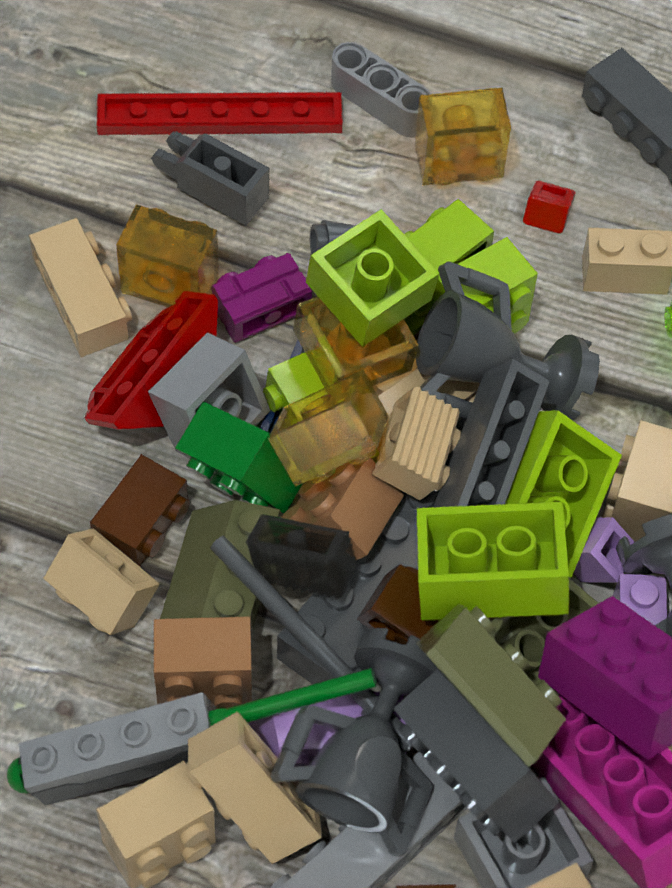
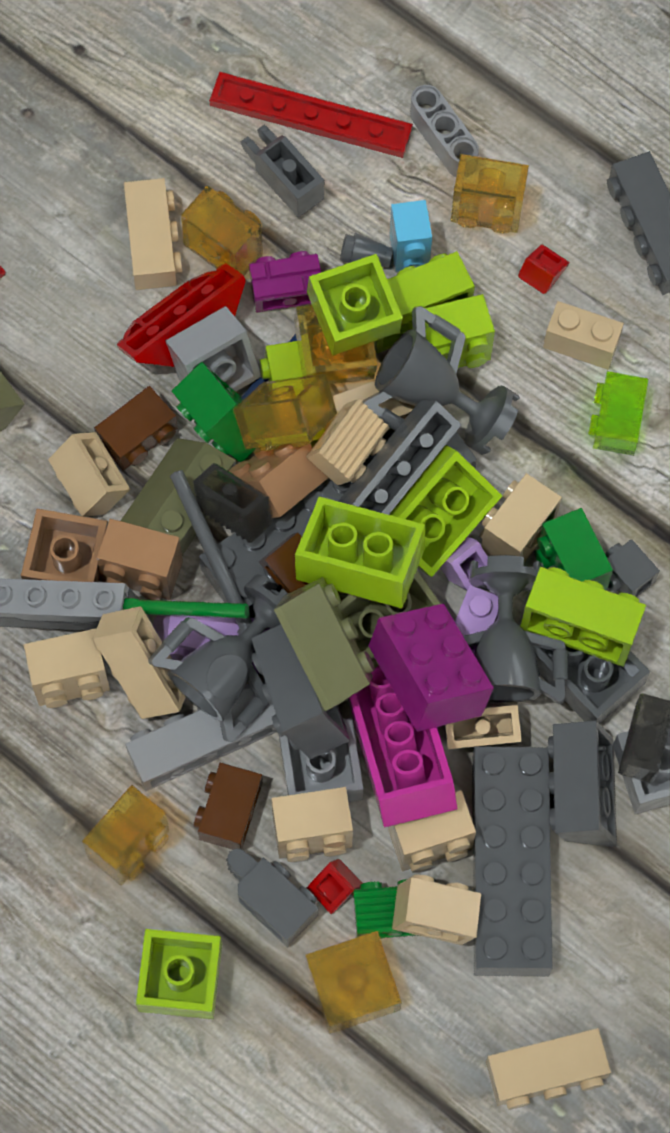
camera: 20 degrees right, 10 degrees up
(102, 675) = (63, 547): none -> medium nougat brick
(394, 190) = (410, 234): none -> medium azure brick

